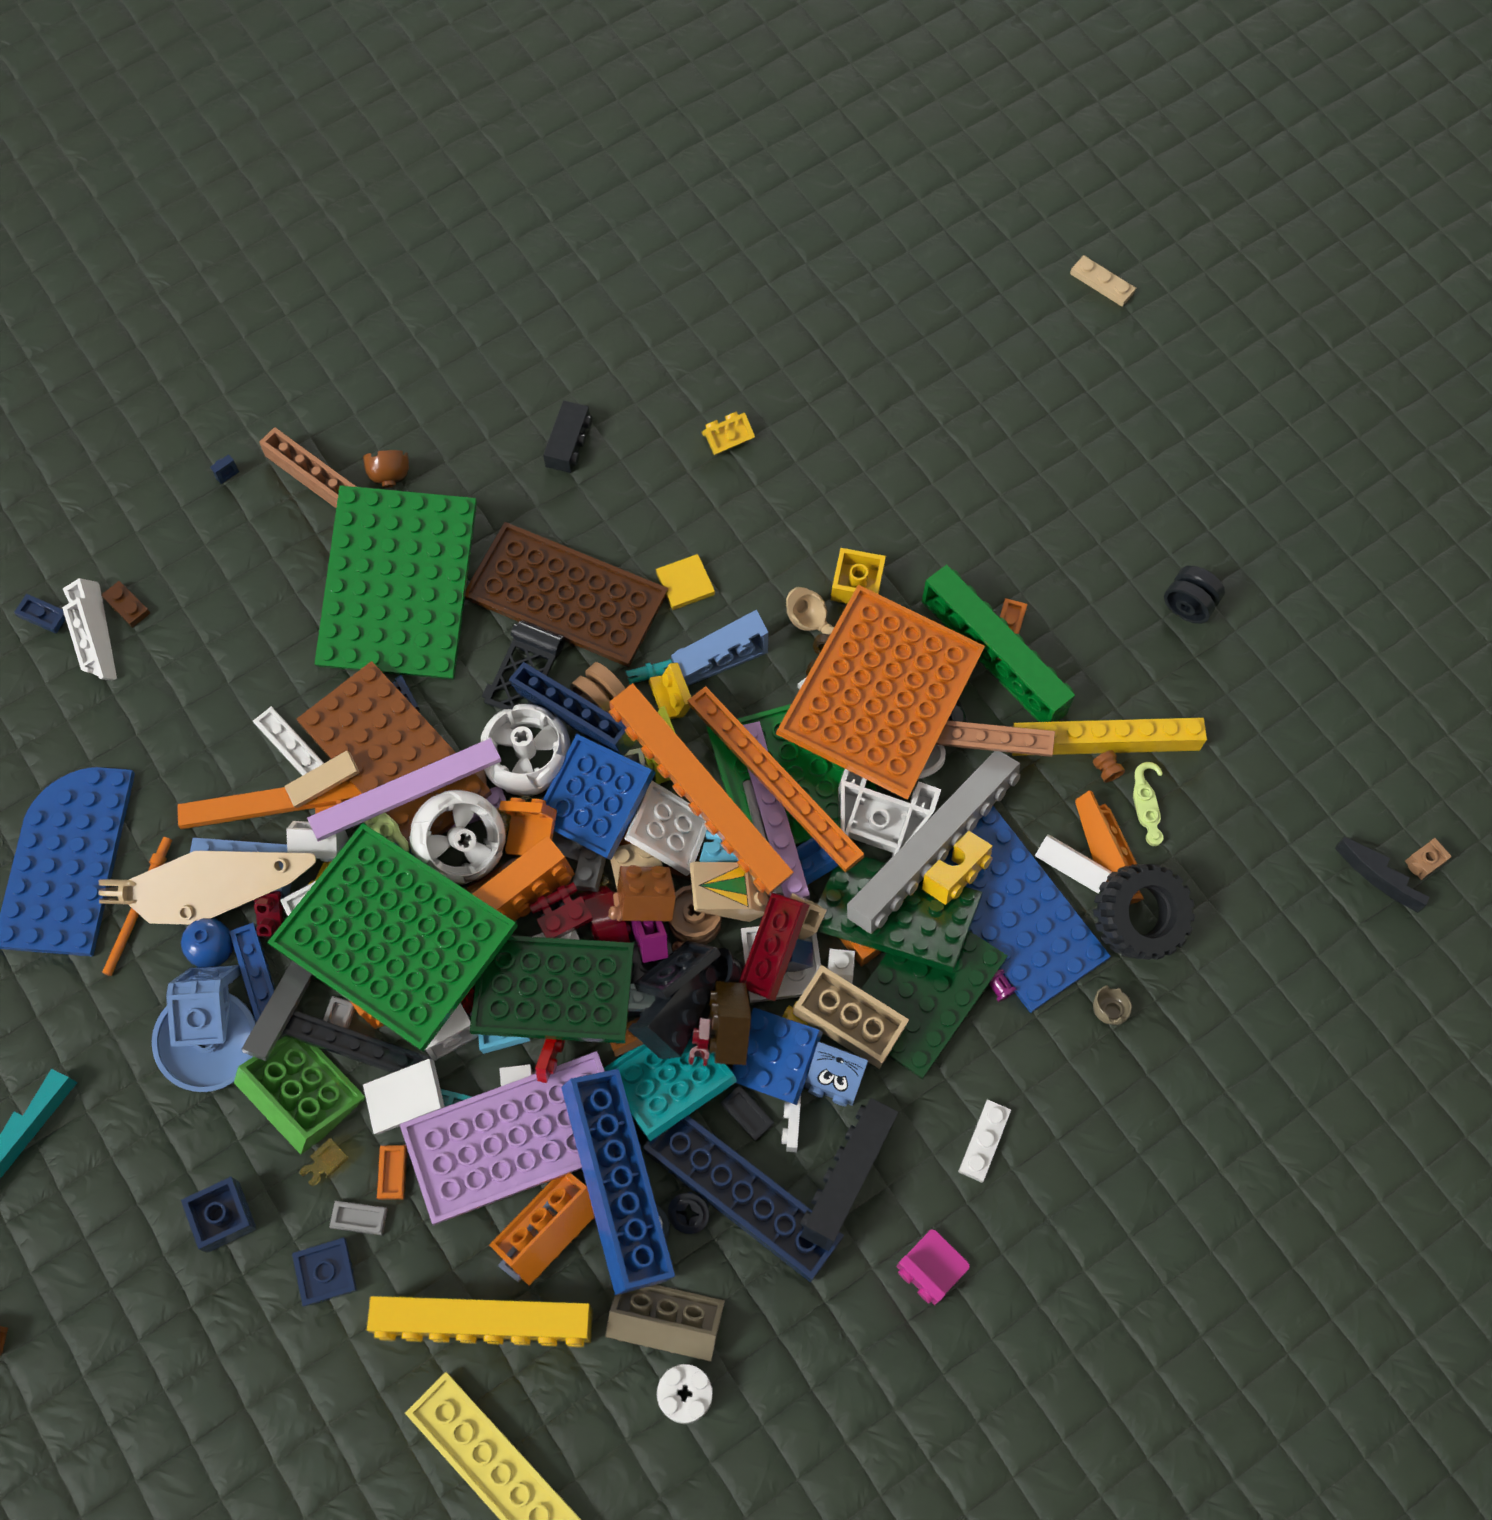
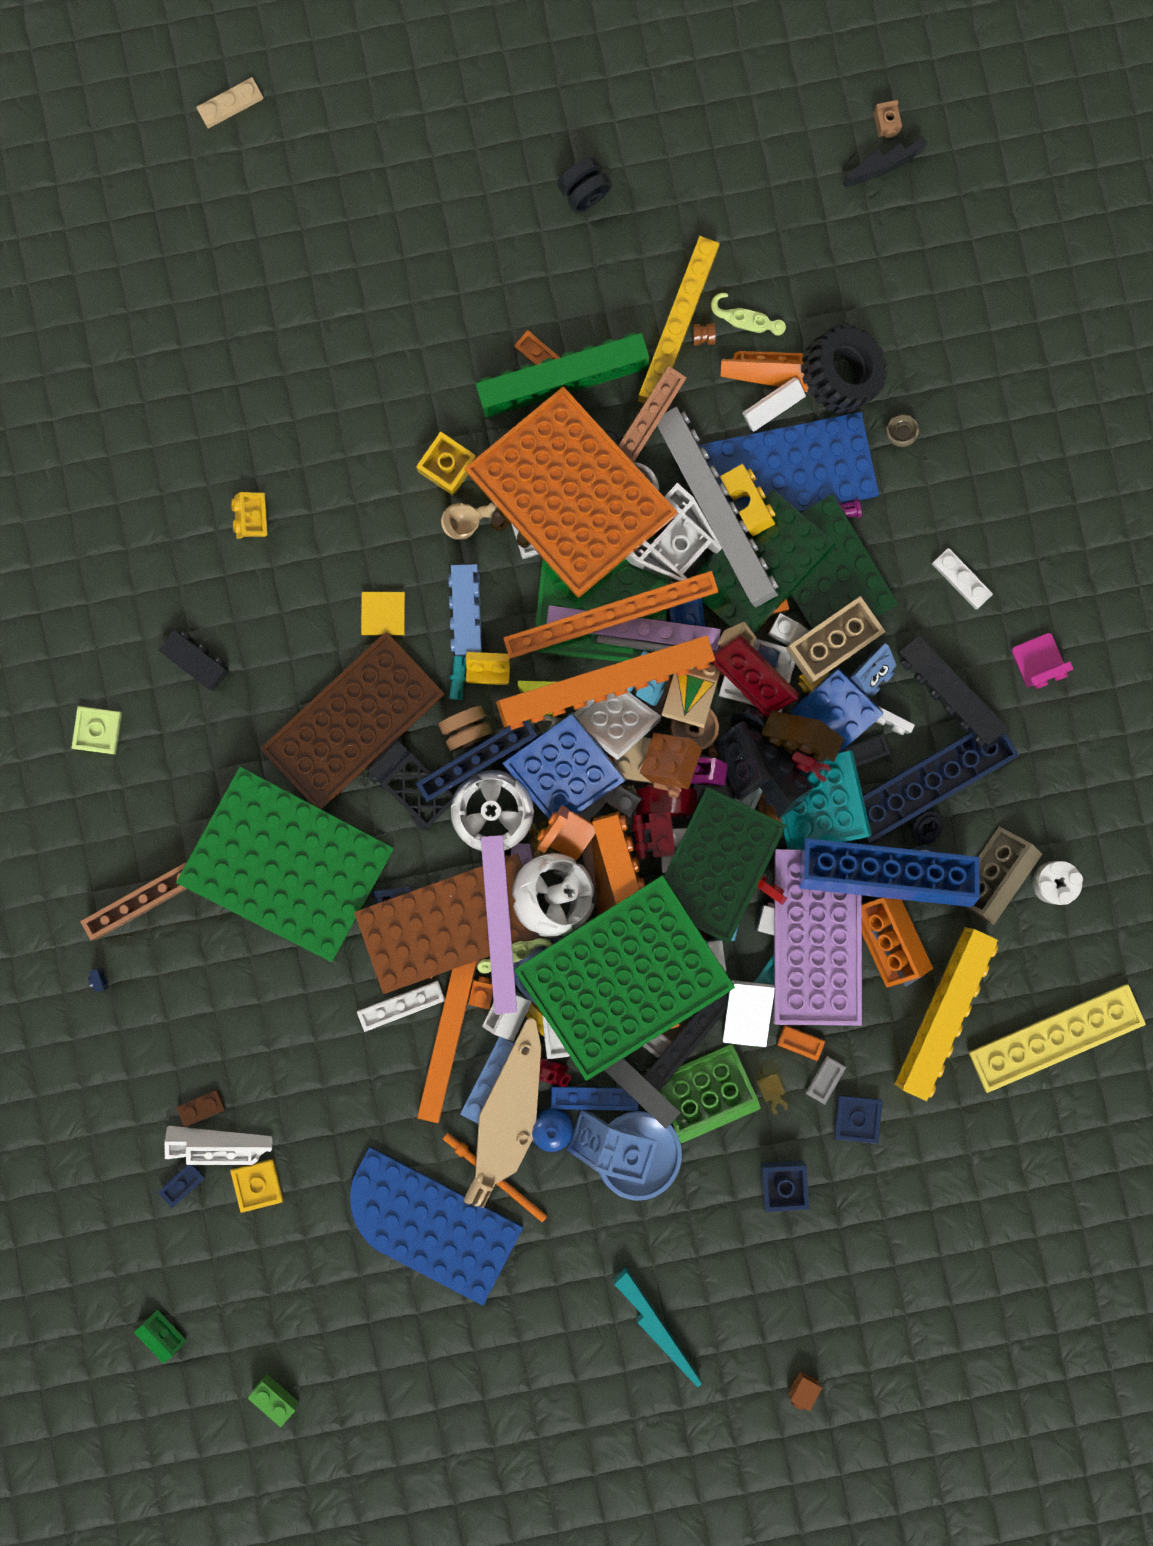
camera: 70 degrees left, 20 degrees up
(61, 683) = (257, 1185): none -> yellow tile
(322, 779) = (450, 990): tan tile -> none
(387, 467) = (161, 833): dark orange cylinder -> none
(467, 384) = (96, 730): none -> yellowish green tile

